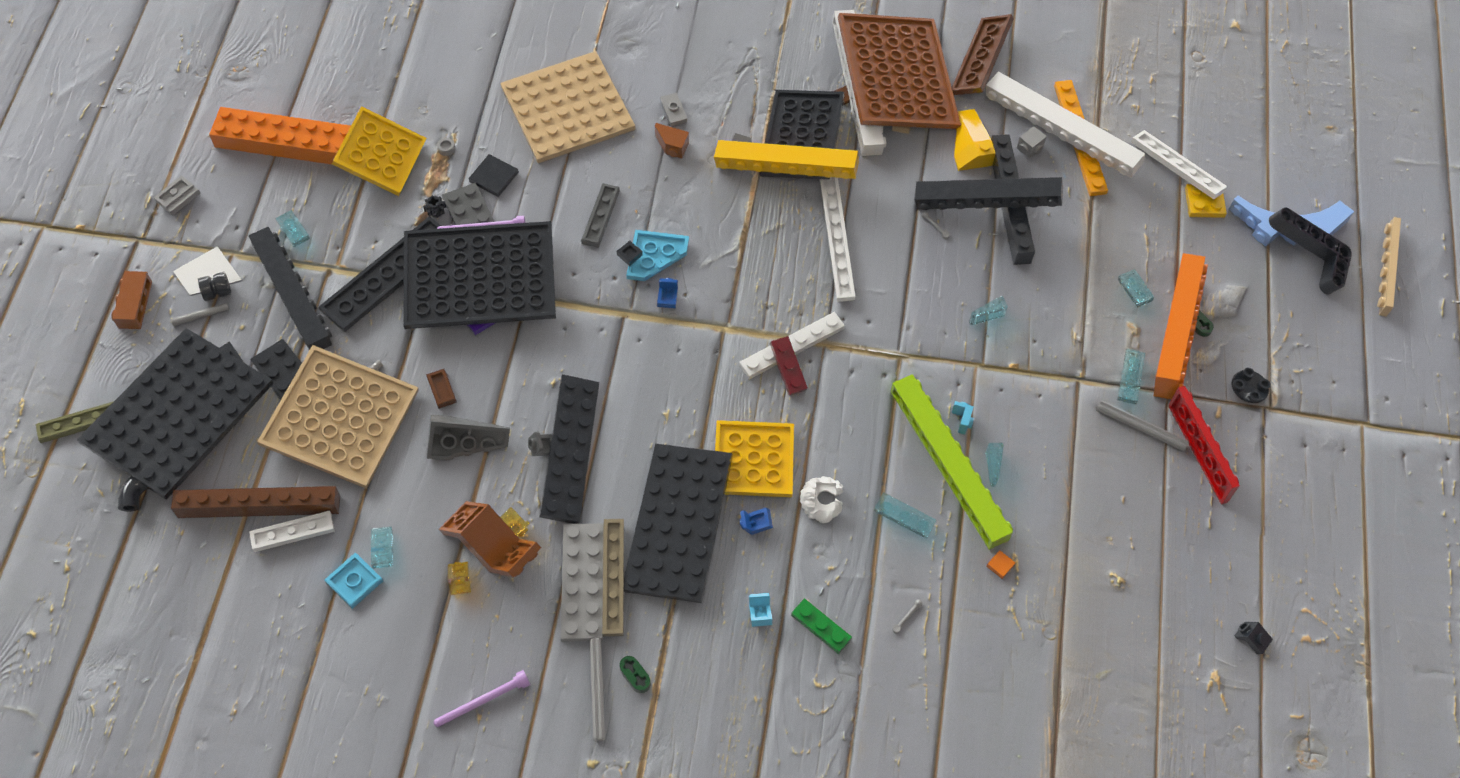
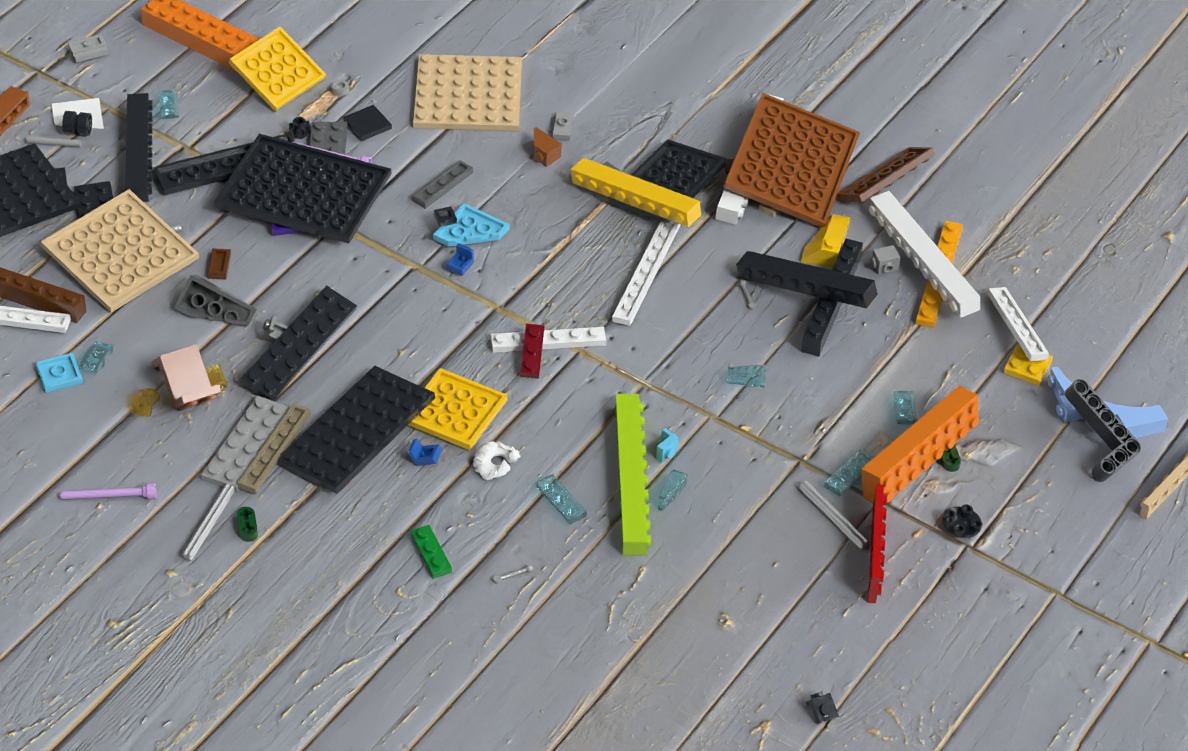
camera: 25 degrees right, 15 degrees down
(760, 609) = (385, 517): medium azure bracket -> none
(1001, 564) = (624, 567): orange tile -> none

